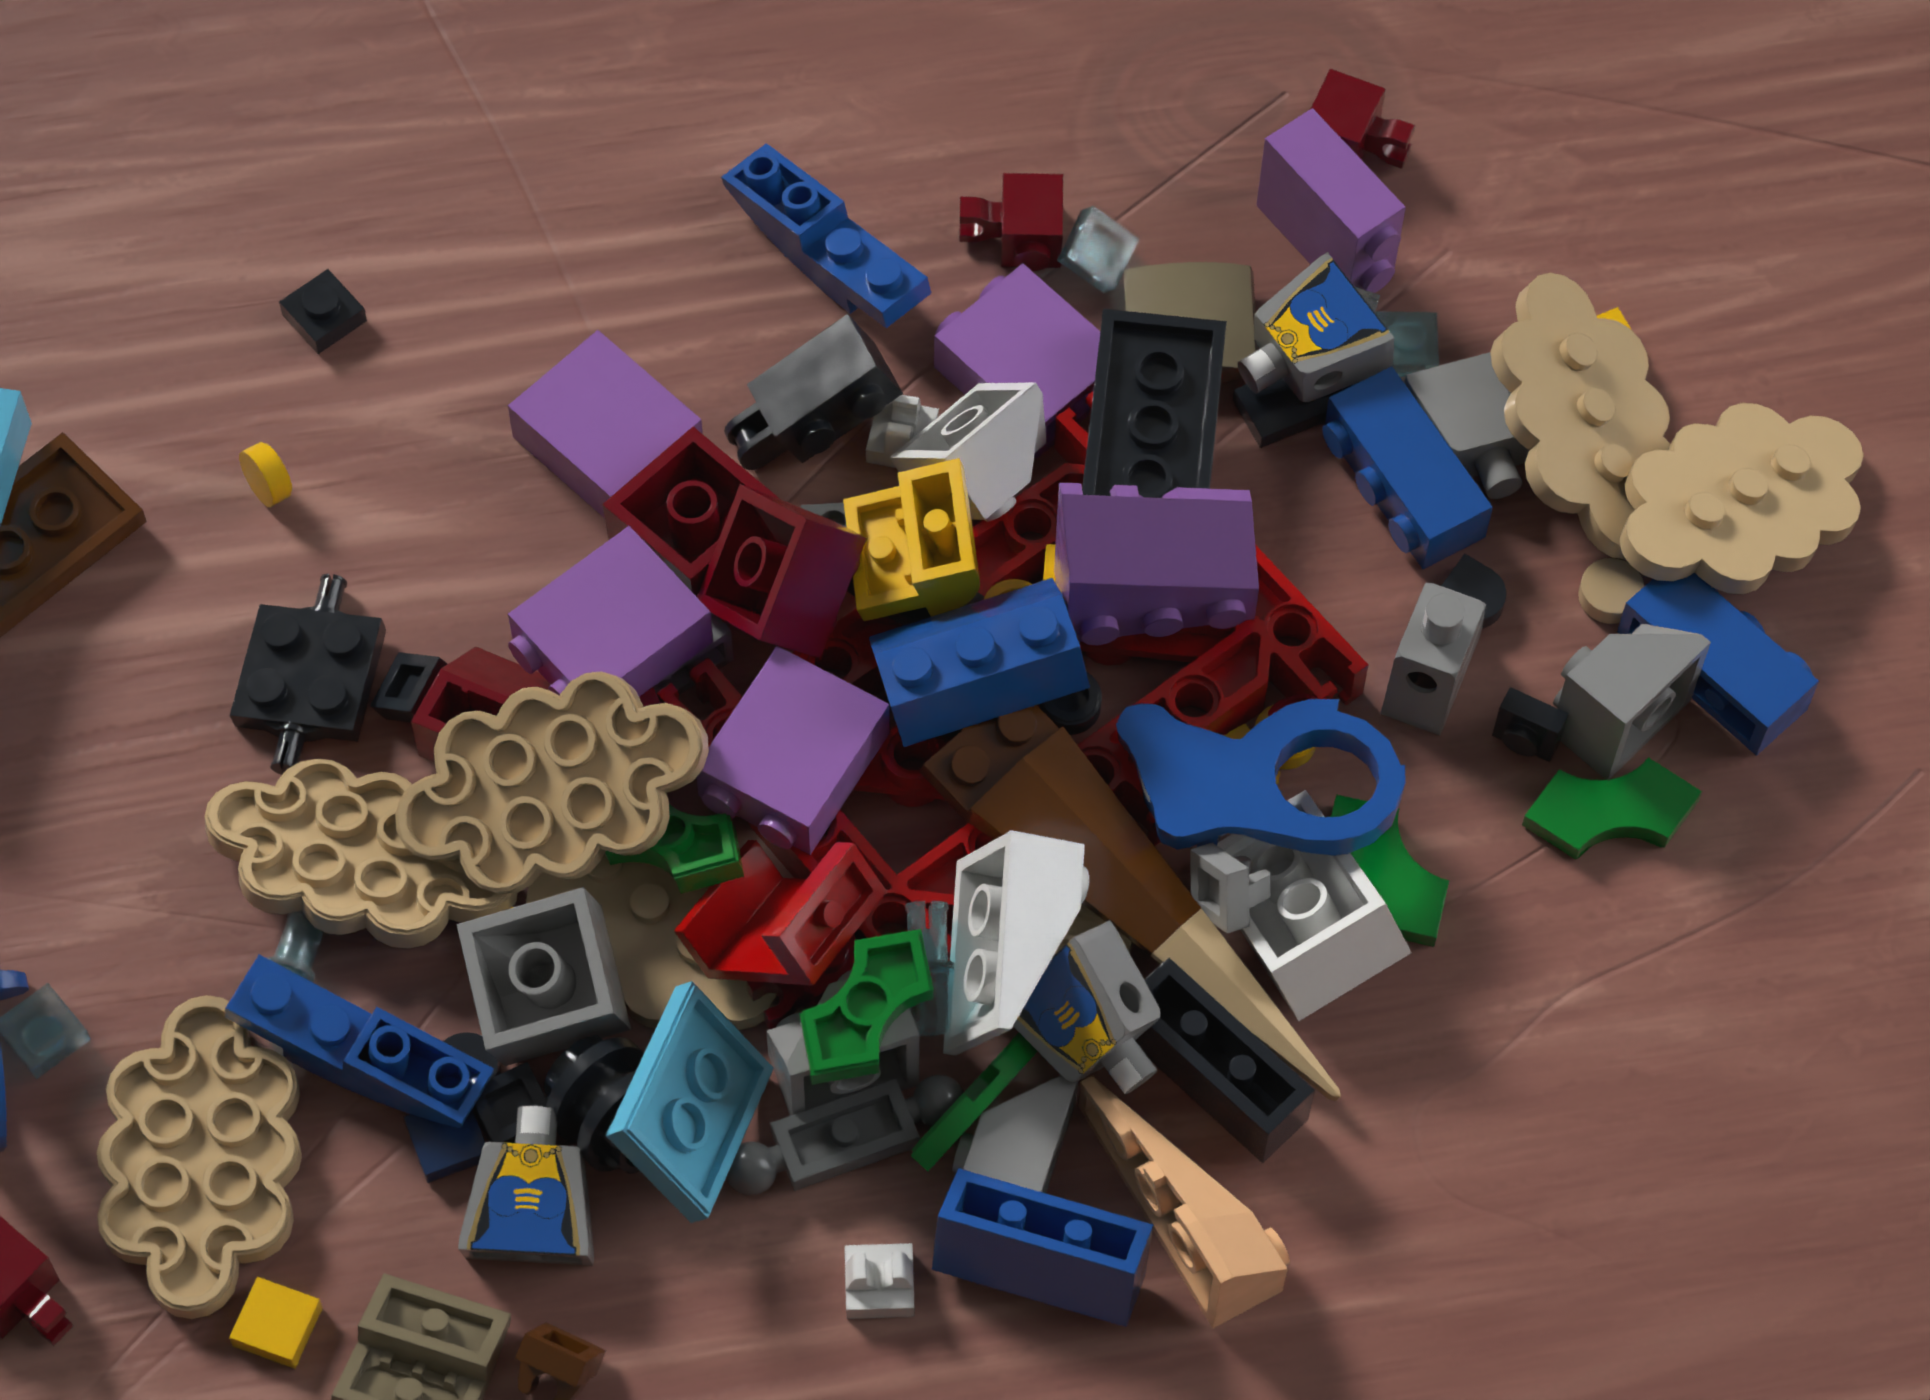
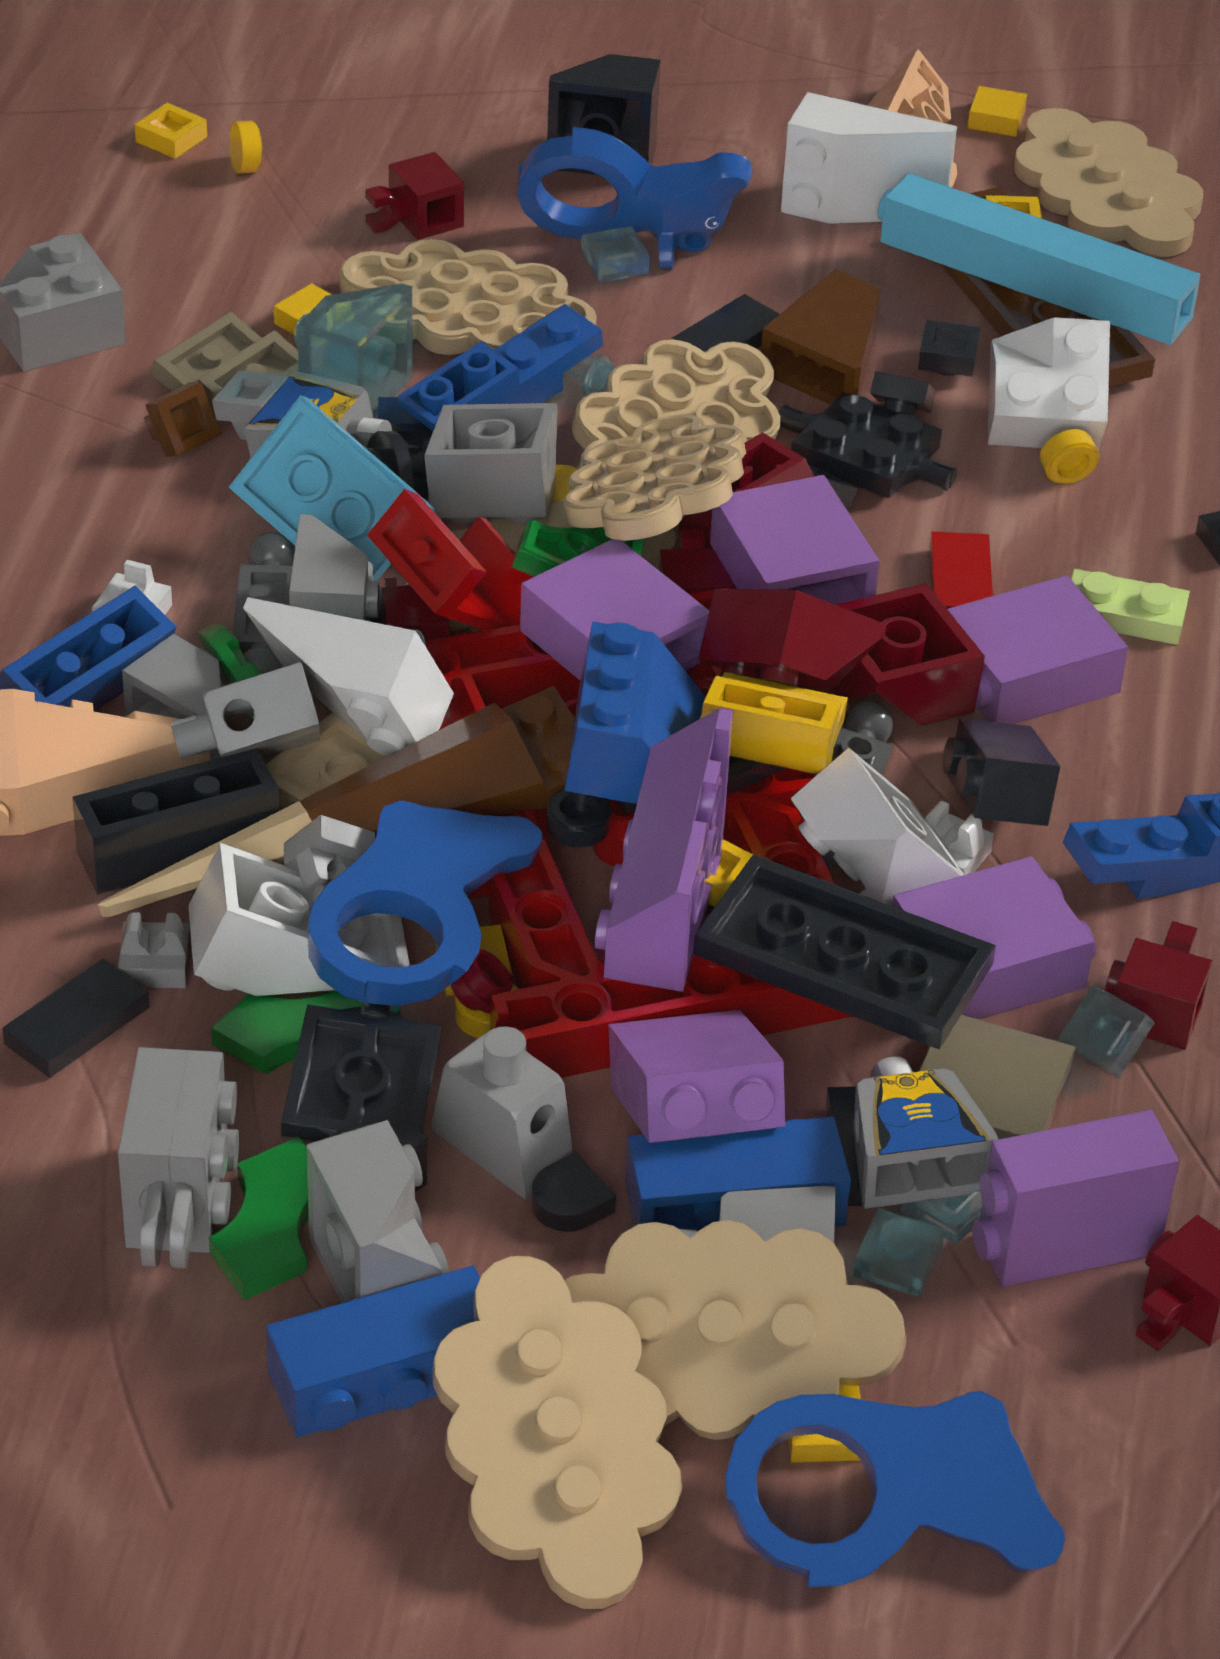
camera: 110 degrees right, 20 degrees down
(103, 637) = (949, 348): none -> black plate
(138, 751) = (825, 337): none -> reddish brown slope
(148, 870) = (735, 322): none -> black tile
(178, 501) = (1049, 382): none -> white slope
(212, 654) = (902, 393): none -> black plate
(395, 1198) = (360, 340): none -> clear light blue slope
(478, 378) = (1135, 606): none -> yellowish green plate
(495, 529) = (960, 567): none -> red tile
(506, 1287) = (245, 397): none -> light grey tile
(847, 1030) = (339, 570): green tile -> none
(1340, 508) = (696, 1075): none -> medium lavender brick
(1359, 1034) = (155, 951): none -> light grey tile
(1456, 784) = (359, 1071): none -> black plate
(1470, 1064) = (76, 1017): none -> black tile
(1636, 868) = (176, 1153): none -> light grey brick
(1640, 233) = (927, 1468): none -> blue animal

